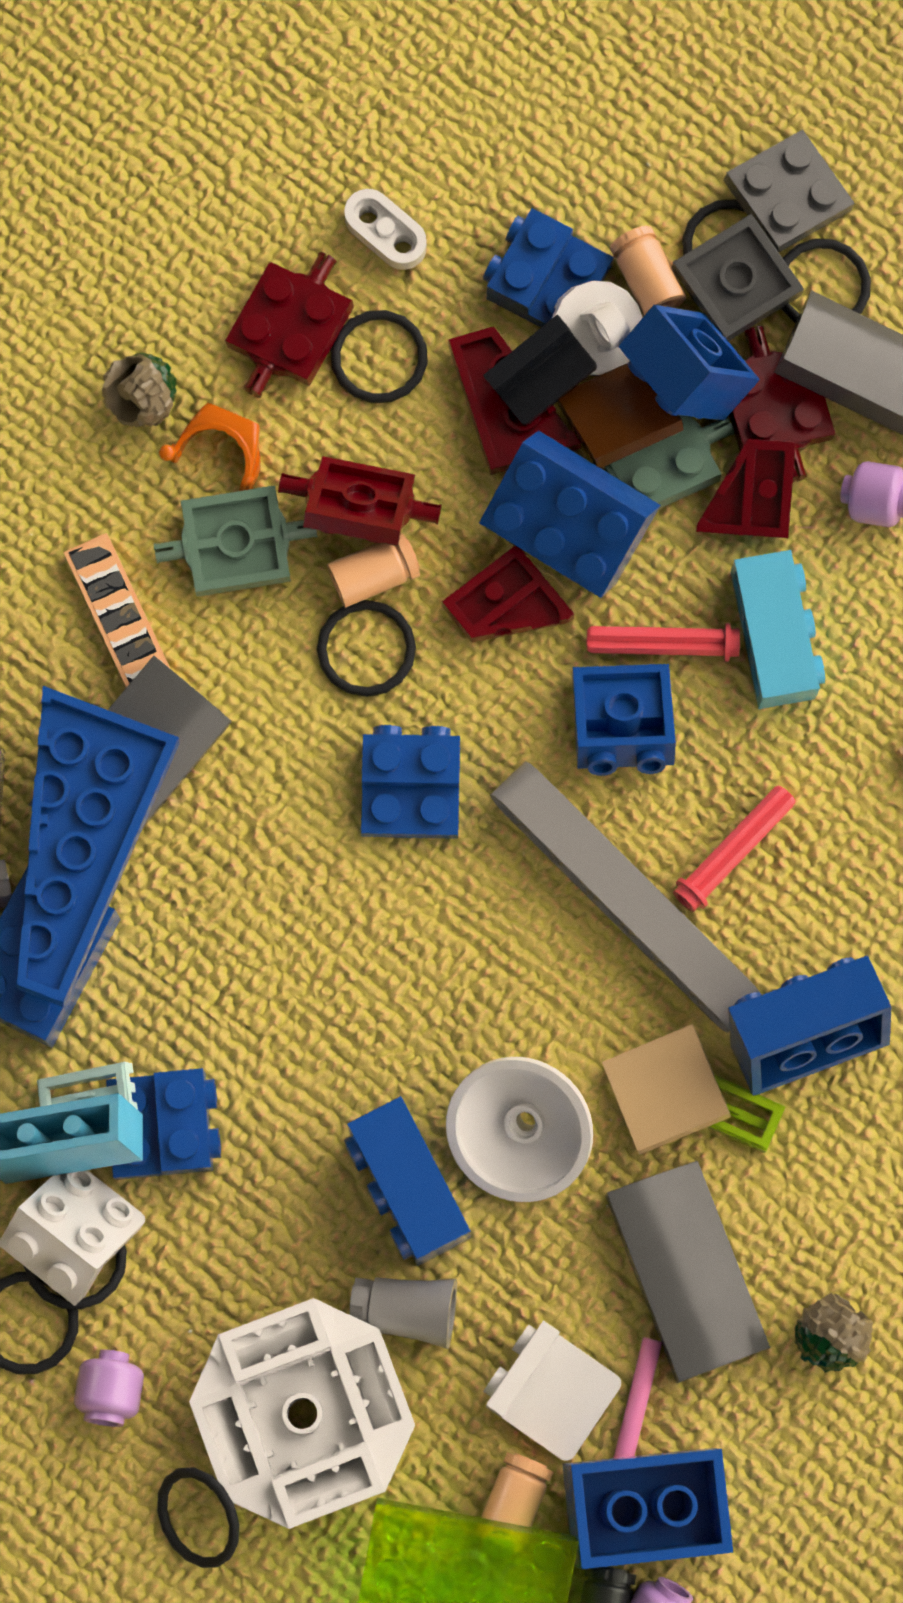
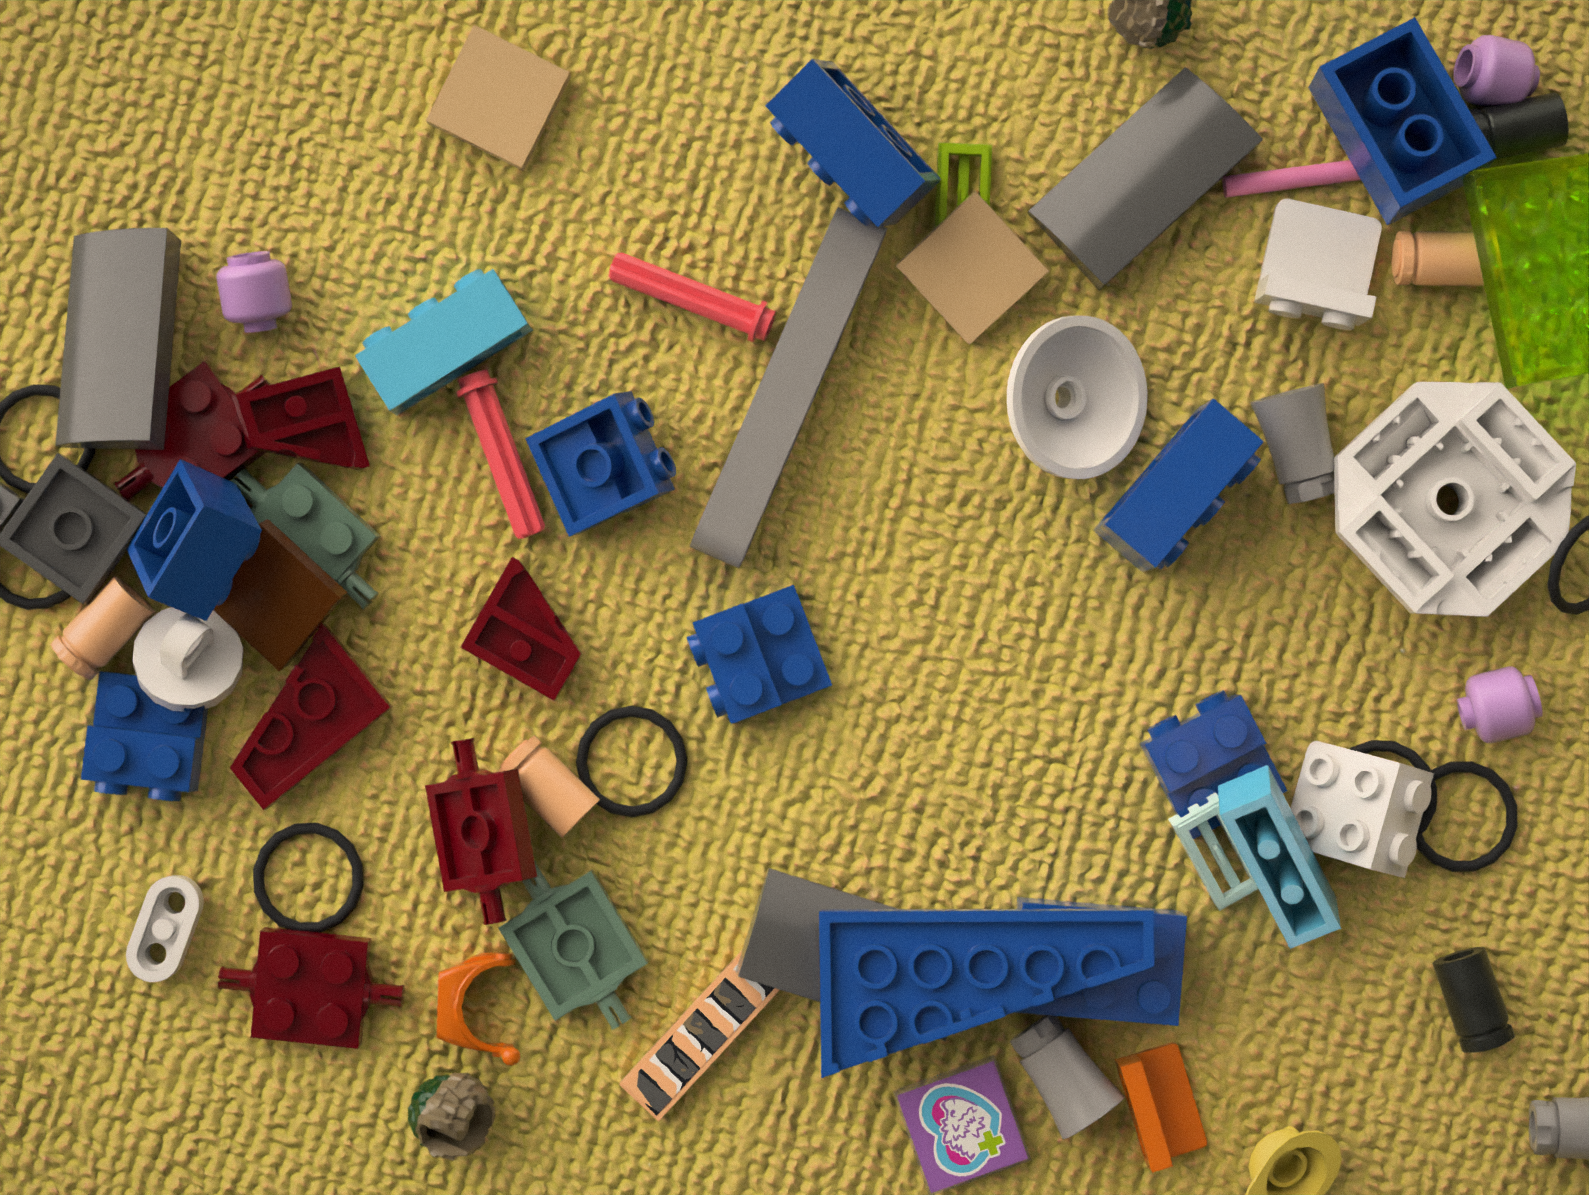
camera: 115 degrees left, 10 degrees up
(541, 370) = (263, 694): black panel -> none
(569, 513) = (408, 602): blue brick -> none

